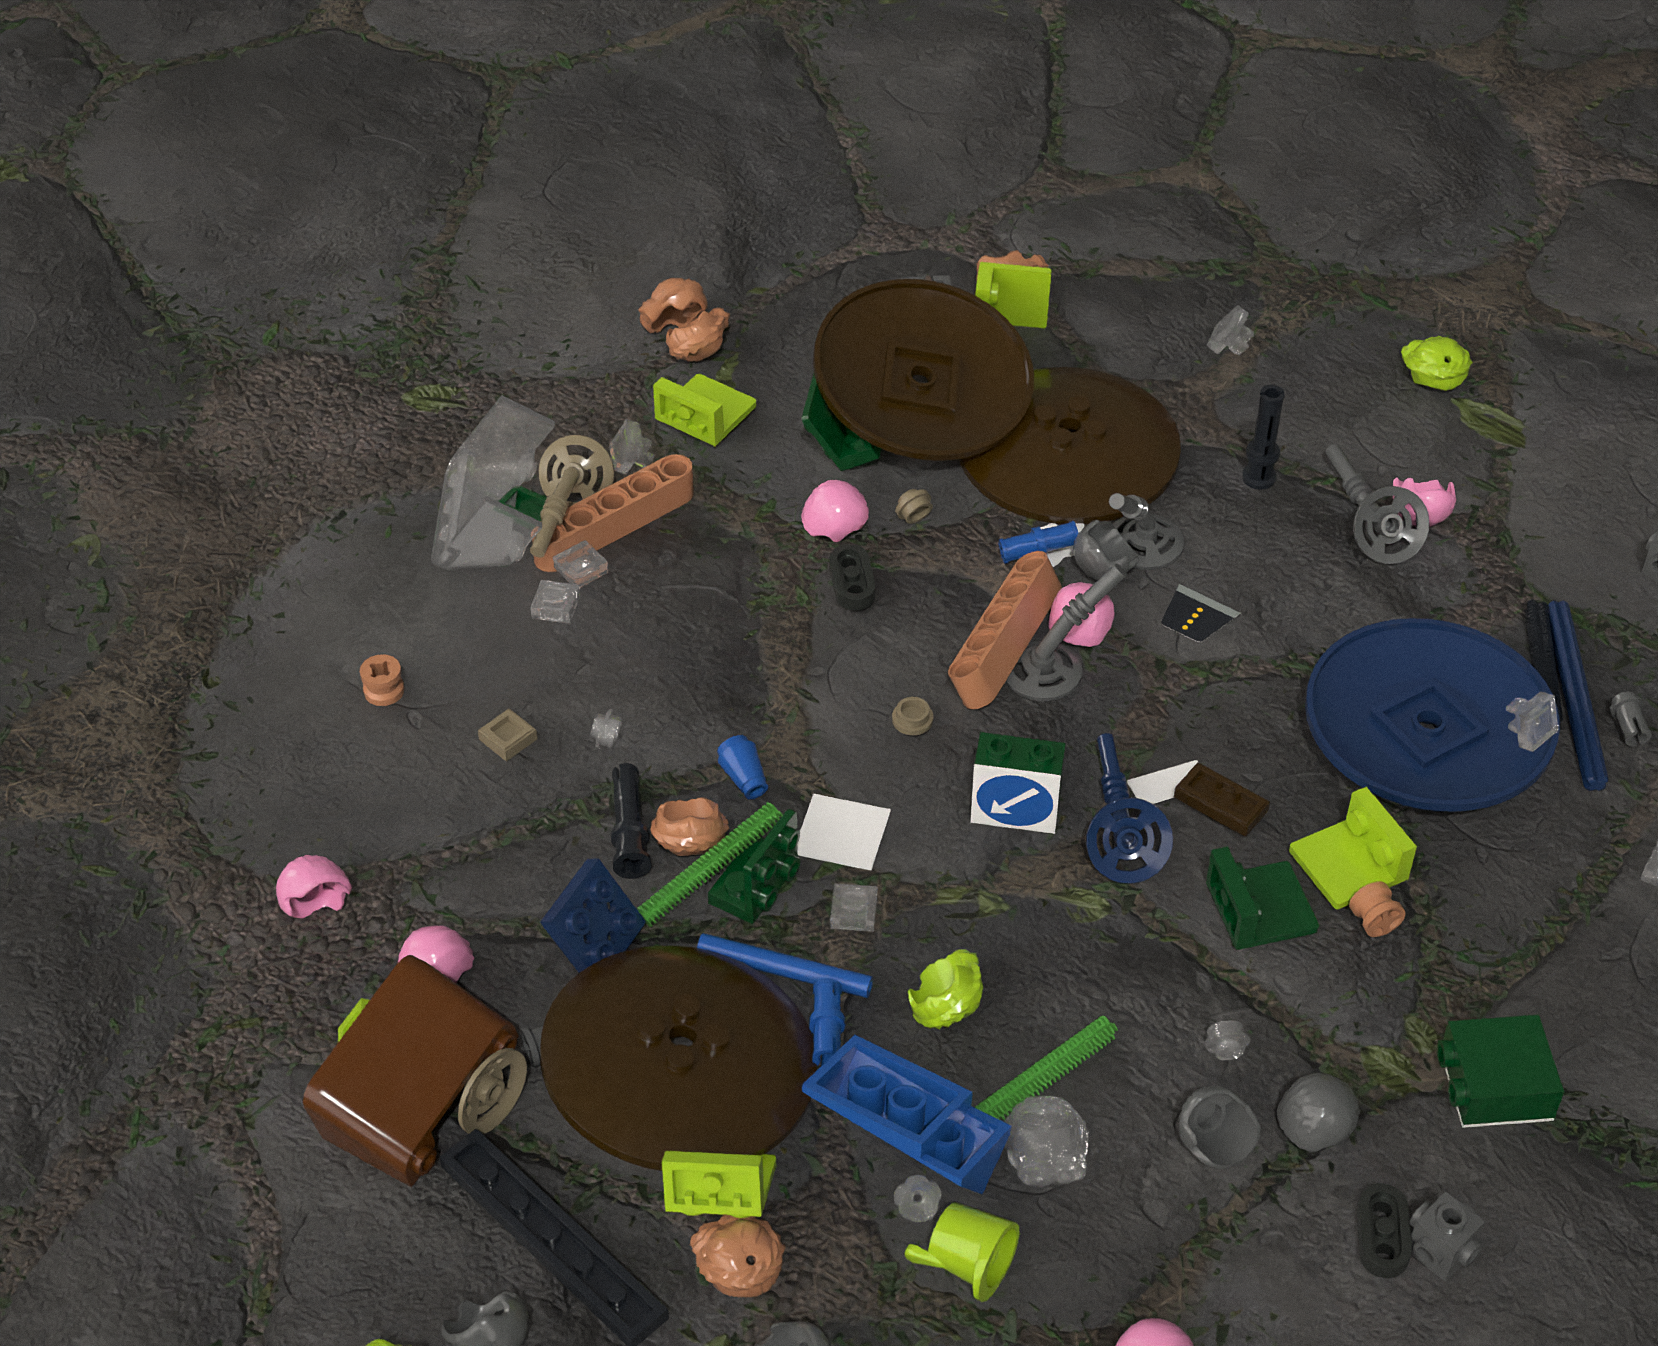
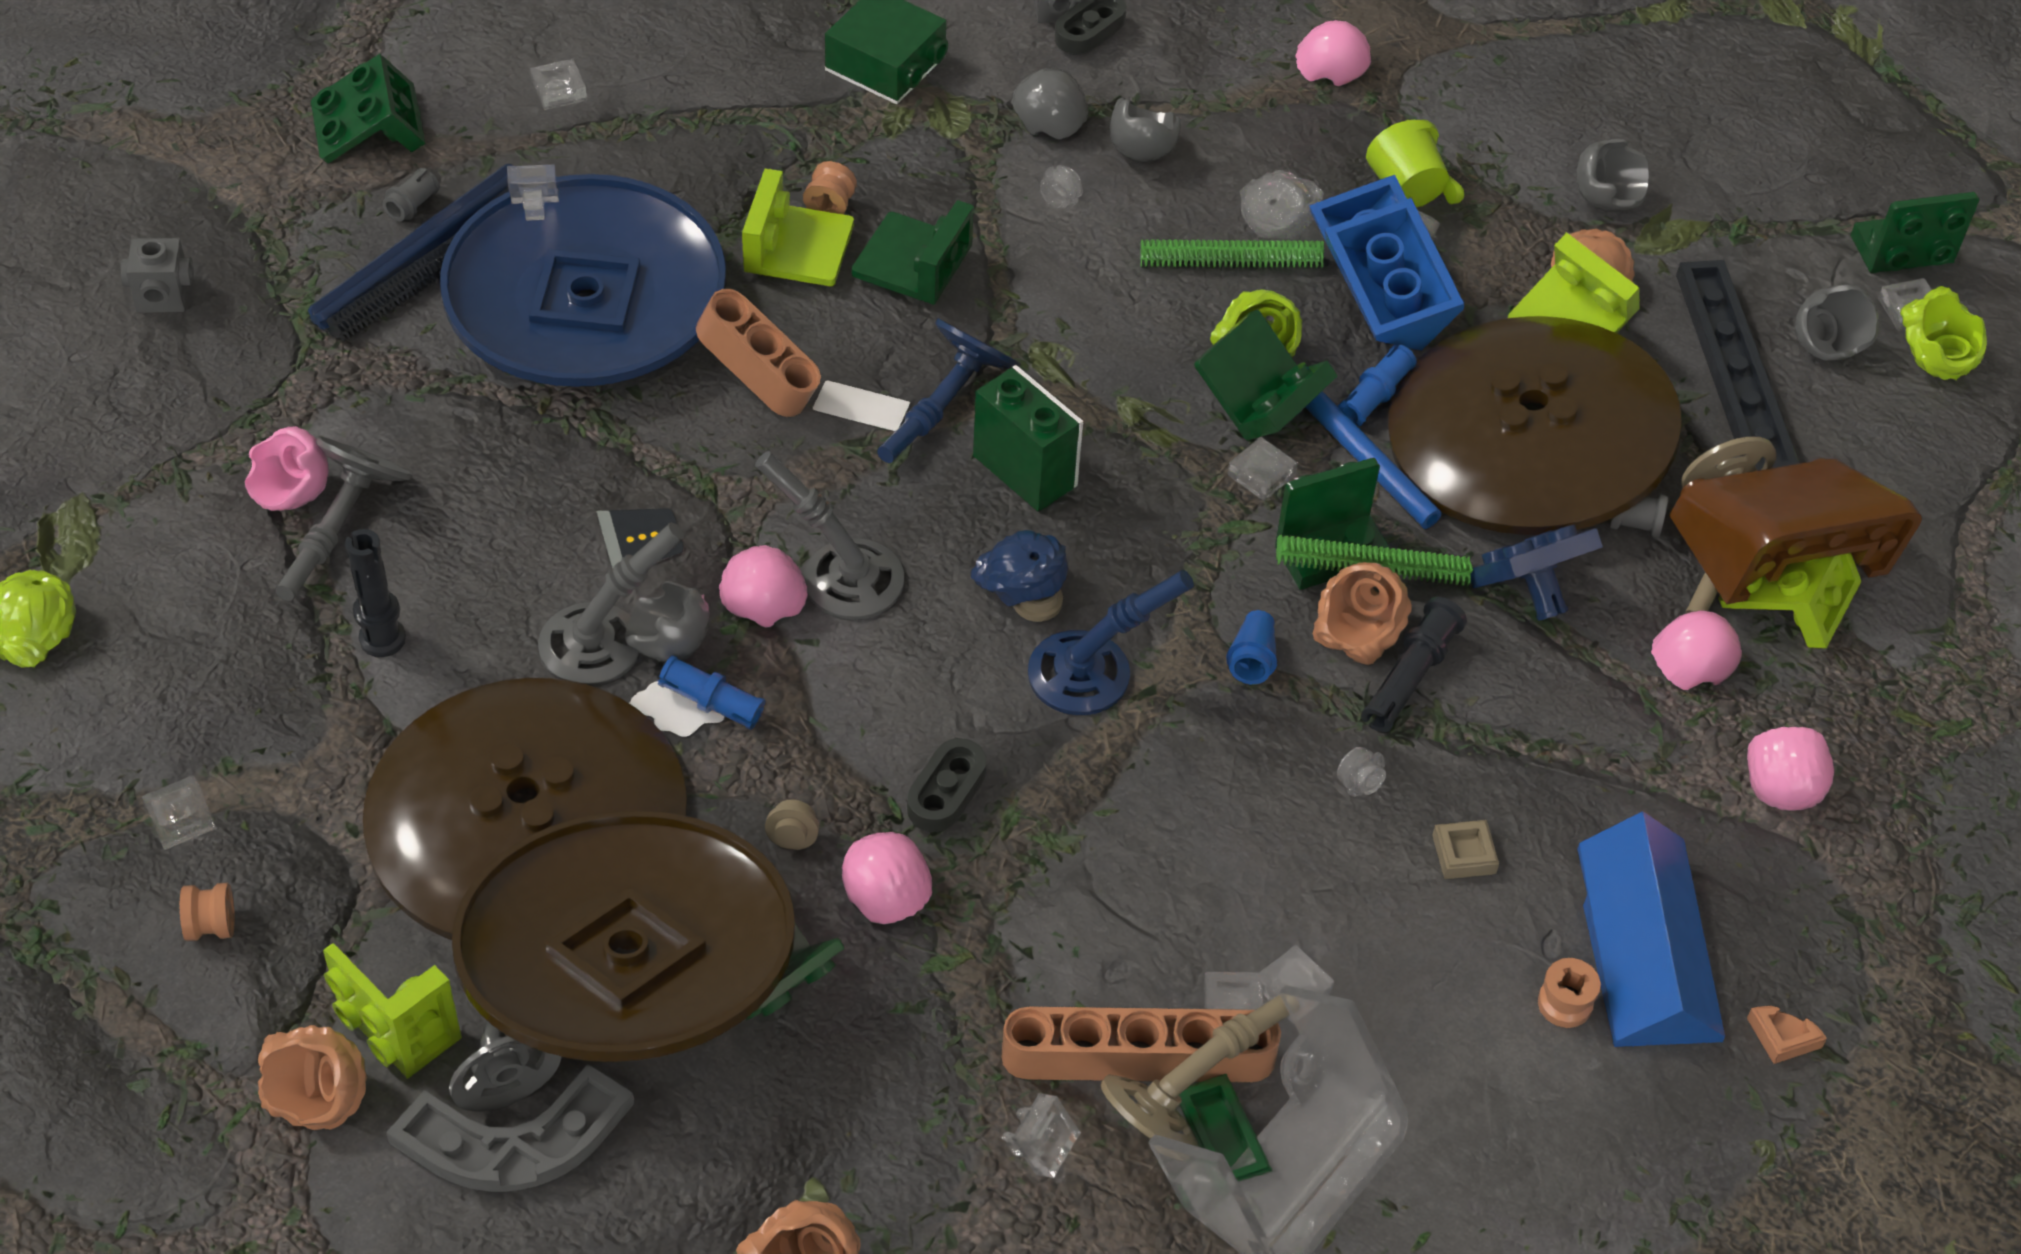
camera: 145 degrees left, 5 degrees up
(230, 745) = (1784, 1034): none -> nougat tile
(345, 740) = (1648, 936): none -> blue slope
(701, 407) = (894, 1139): lime bracket -> none
(841, 696) = (1081, 663): none -> dark blue dish
(842, 831) = (1207, 547): white sticker -> none
(906, 952) = (1259, 378): none -> dark green bracket
(935, 713) = (1014, 574): none -> dark blue hair
(1004, 630) = (844, 625): nougat beam -> none
(1153, 304) = (207, 911): none -> nougat wheel
(1221, 799) = (843, 348): dark brown plate -> none
(1275, 733) = (758, 352): none -> nougat beam

